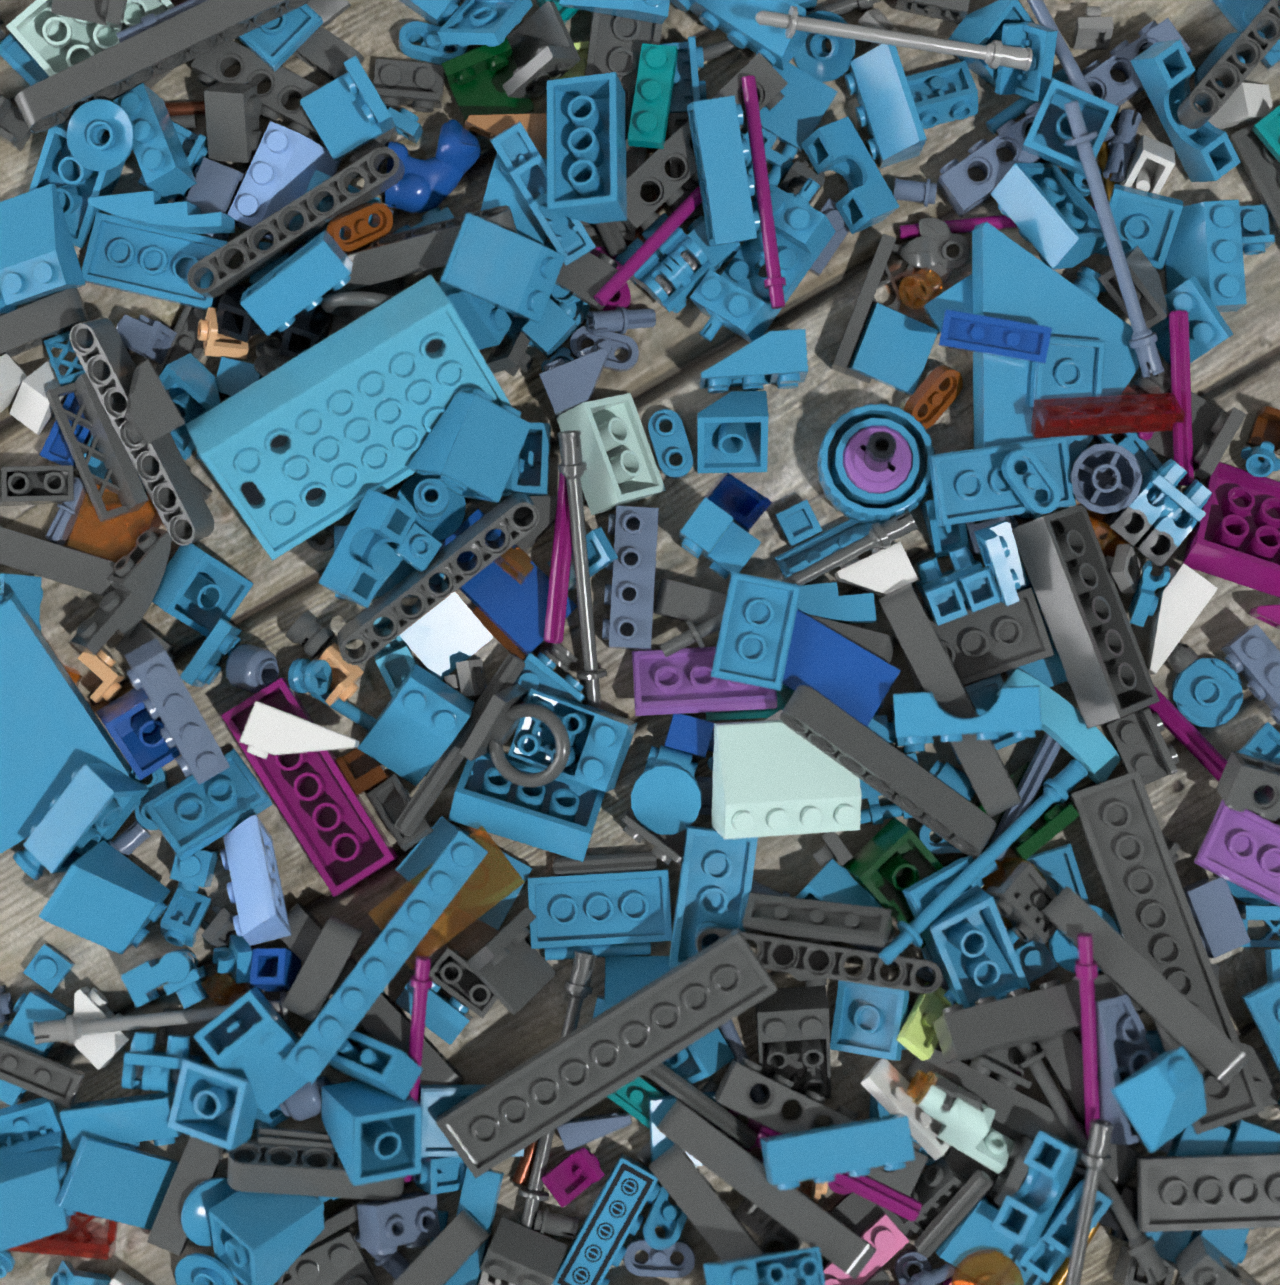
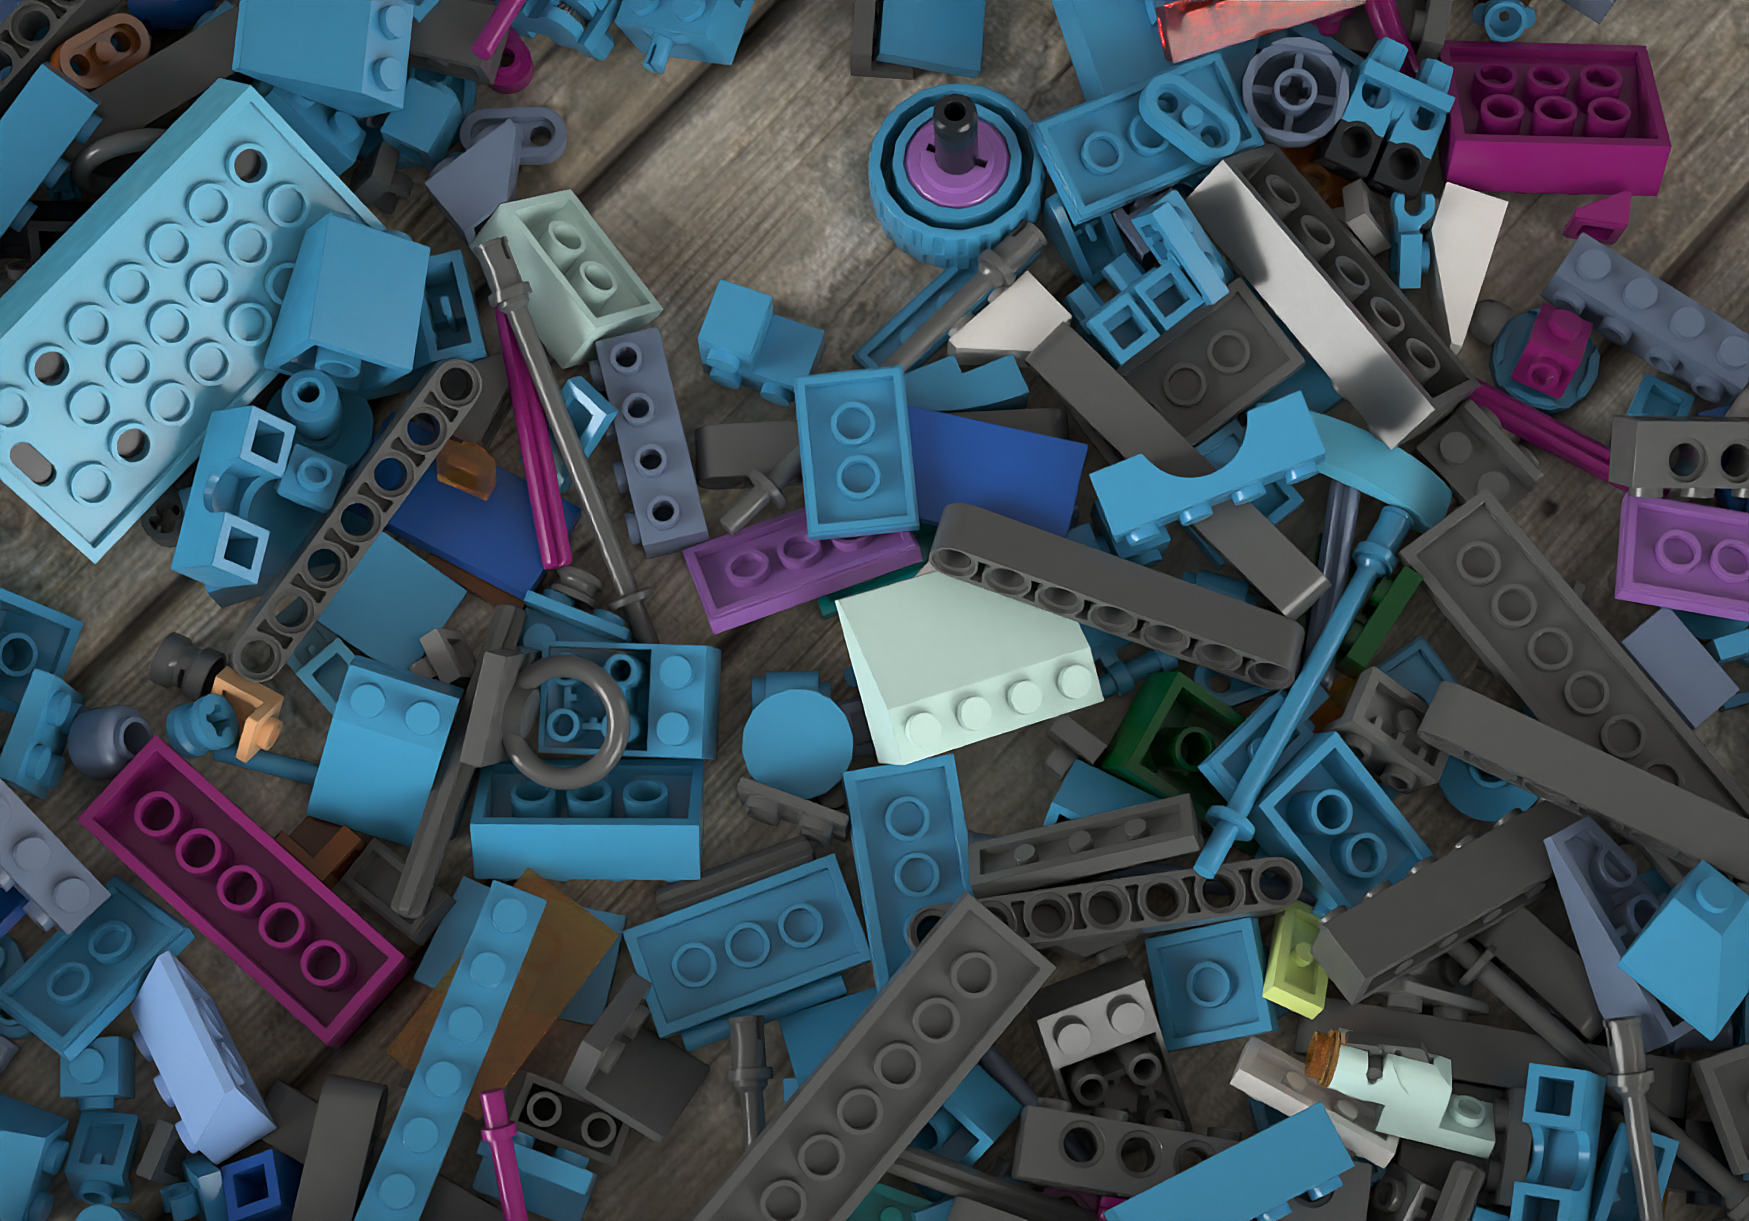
camera: 20 degrees left, 10 degrees down
(283, 733) = (184, 812): white slope -> none
(619, 320) = (524, 87): sand blue axle -> none
(670, 443) = (649, 239): dark azure plate -> none
(690, 735) = (807, 642): blue brick -> none
(734, 434) = (738, 198): dark azure slope -> none
(740, 502) = (791, 283): clear blue slope -> none
(770, 359) = (748, 81): dark azure slope -> none
(798, 523) = (871, 295): dark azure plate -> none
(934, 395) = (1010, 69): dark orange plate -> none
(1035, 960) = (1432, 818): dark azure plate -> none
(1086, 972) = (1517, 794): magenta bar -> none
(1213, 691) = (1552, 350): none -> magenta bracket

